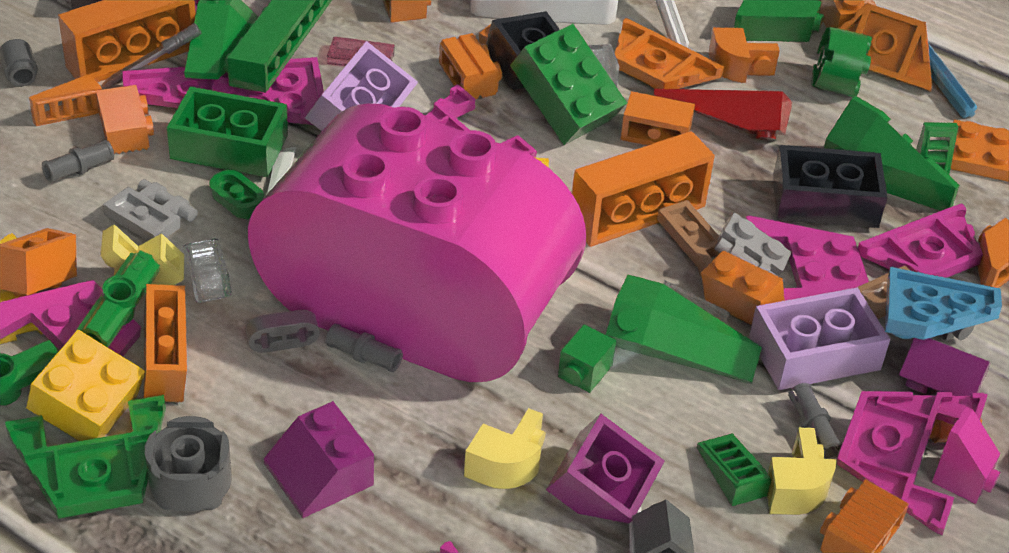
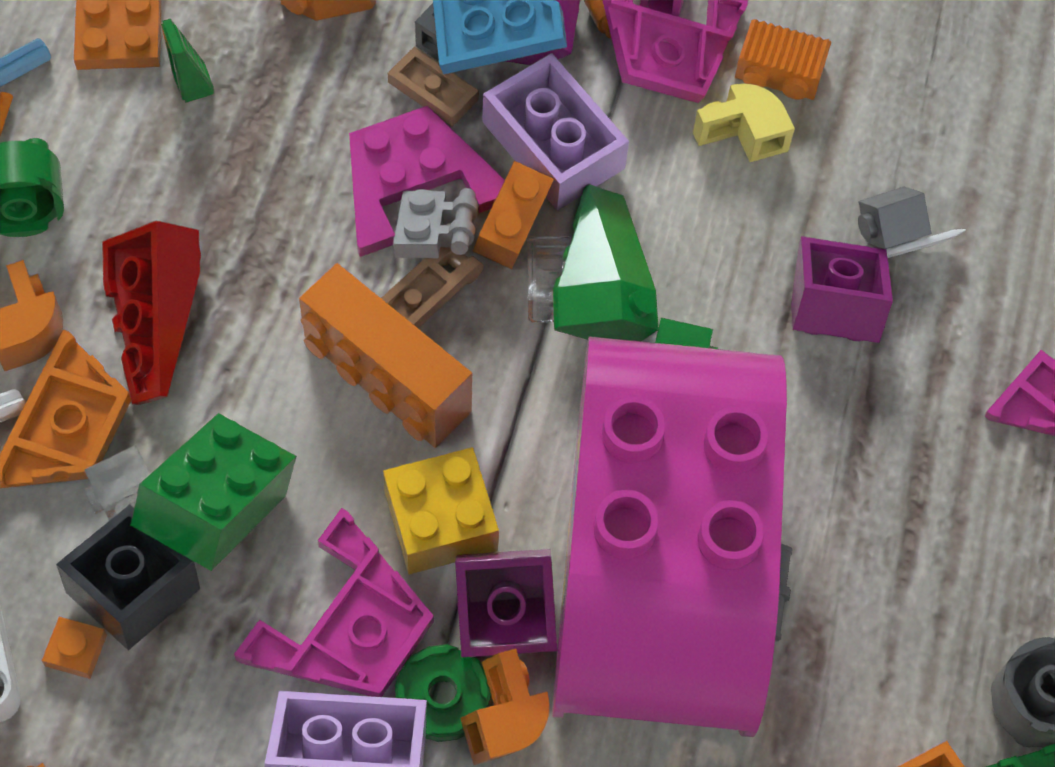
camera: 110 degrees left, 20 degrees up
(282, 331) = (797, 694): flat silver beam -> none
(320, 460) = (959, 570): magenta slope -> none
(470, 65) = (181, 654): orange brick -> none
(503, 458) = (860, 384): light yellow brick -> none
(655, 119) = (213, 379): orange brick -> none
(736, 490) = (775, 166): green slope -> none
(815, 417) = (661, 124): dark grey pin -> none
(829, 186) = (285, 162): black brick -> none
(905, 169) = (196, 127): green wedge -> none
(932, 245) = (333, 57): dark pink wing -> none

